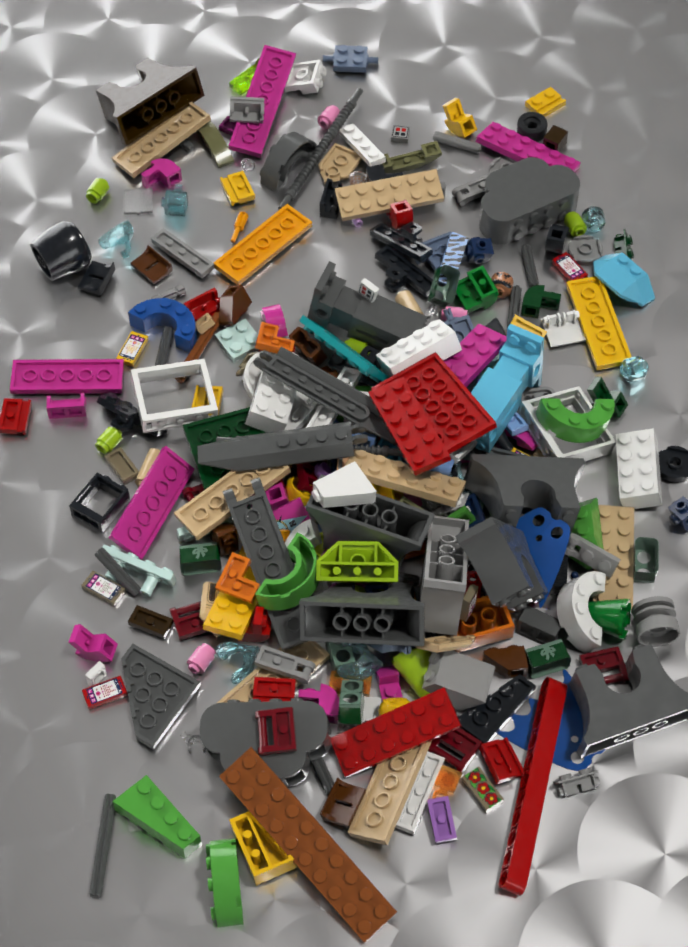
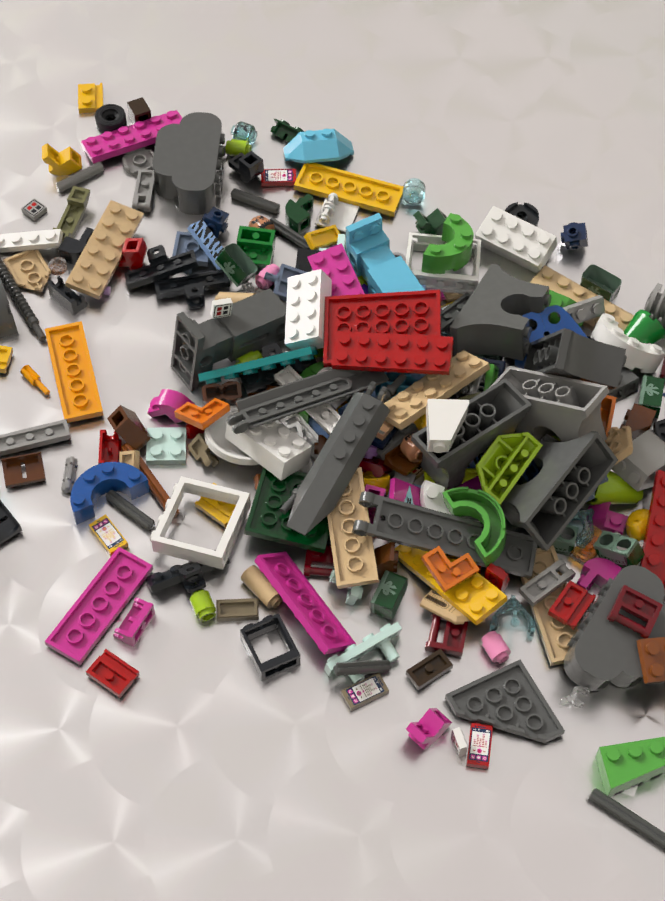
camera: 60 degrees left, 0 degrees up
(585, 249) = (271, 154): light grey tile -> none

